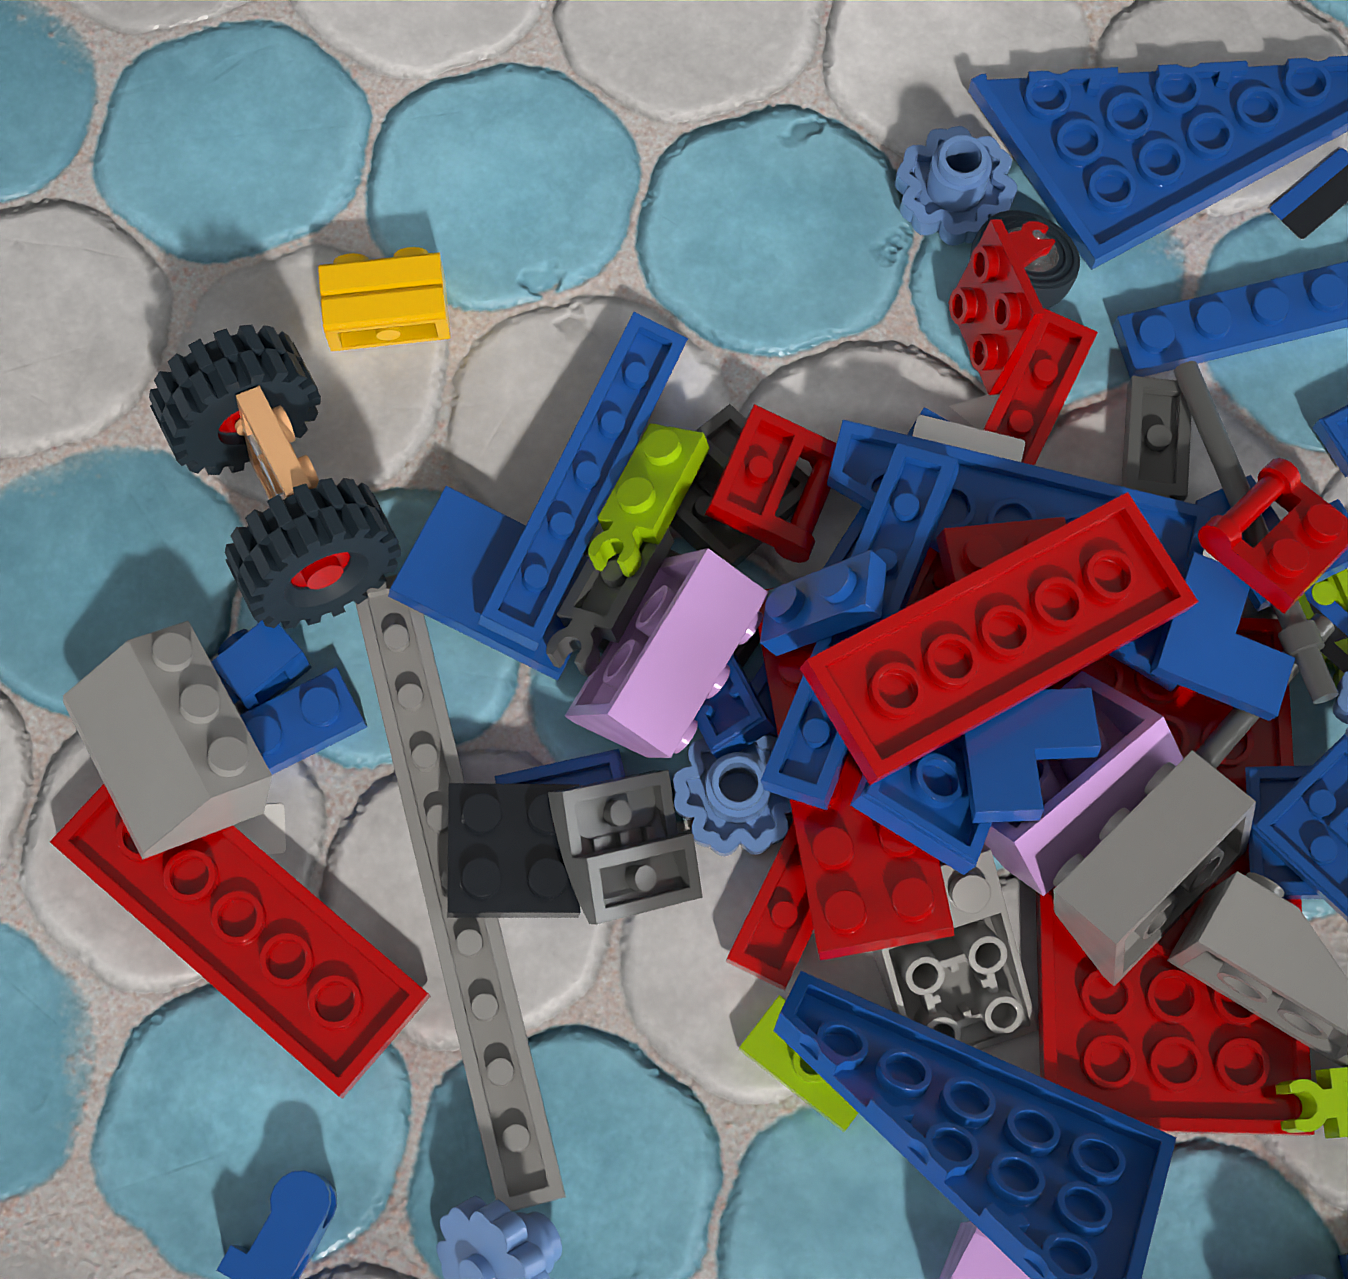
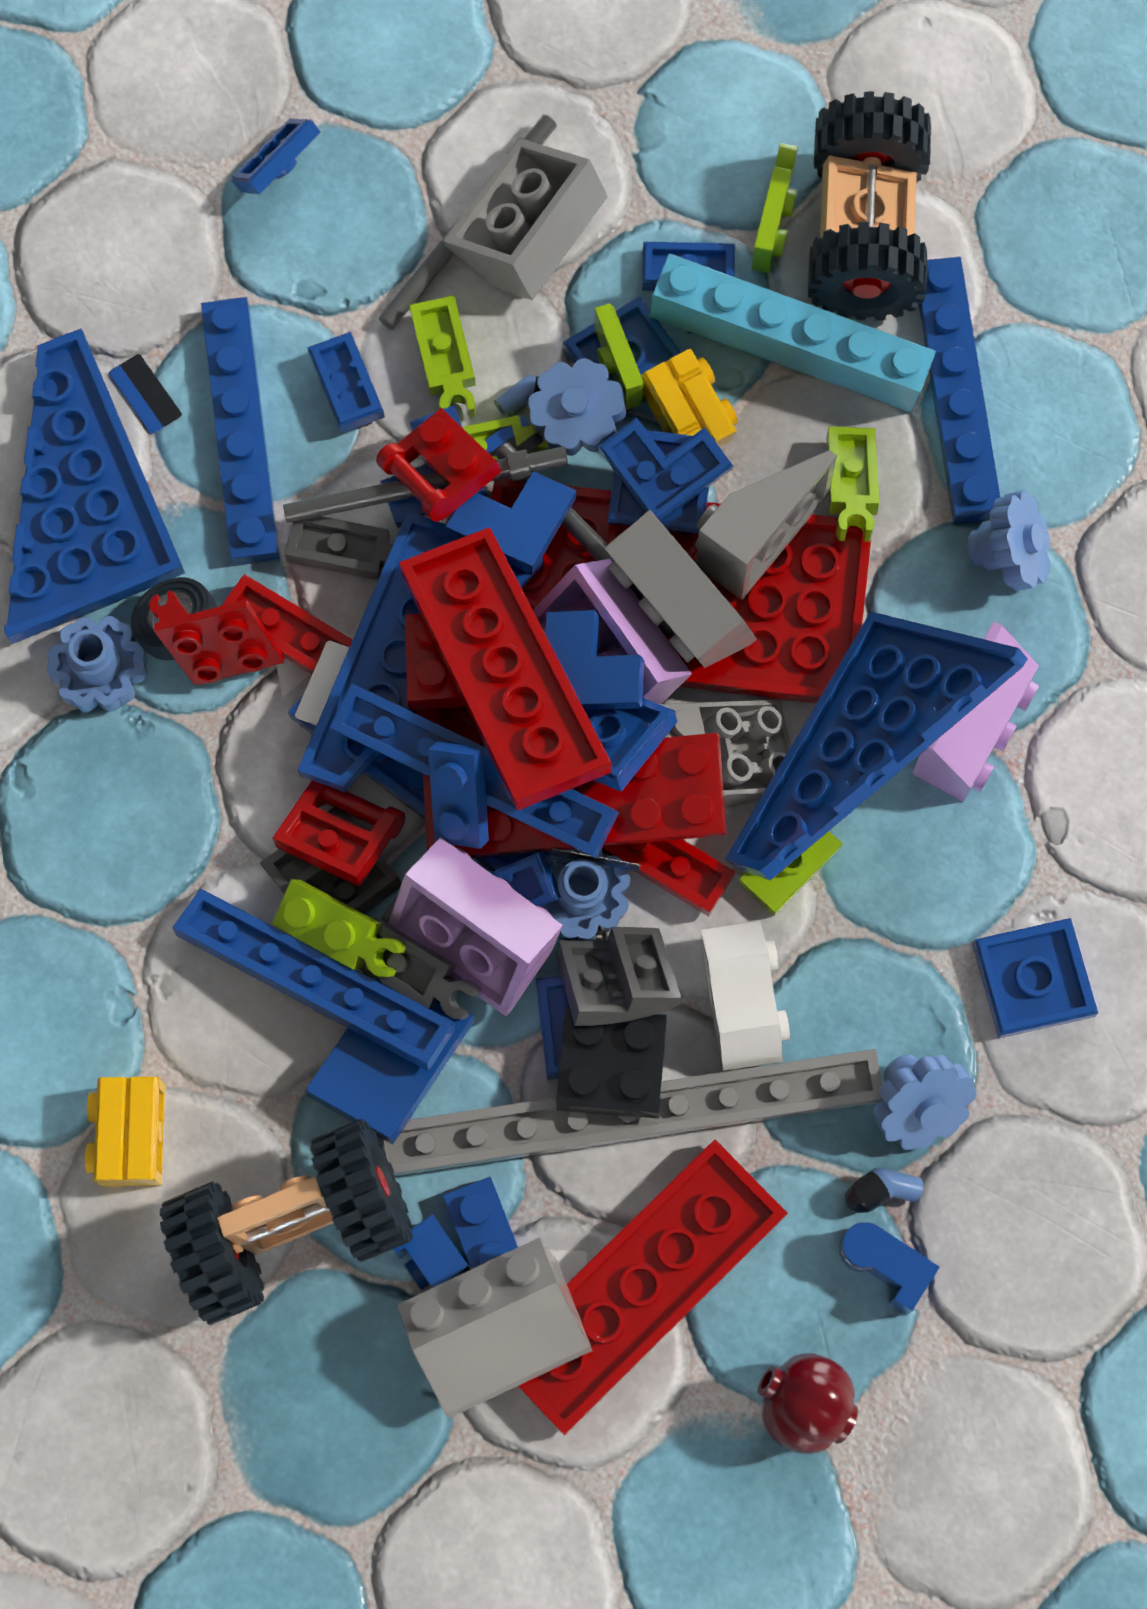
camera: 80 degrees left, 0 degrees up
(92, 1141) = (808, 1403): none -> dark red plant
(386, 1220) = (880, 1186): none -> arm
(620, 1012) = (742, 995): none -> white brick
(772, 822) = (601, 861): none -> black sticker

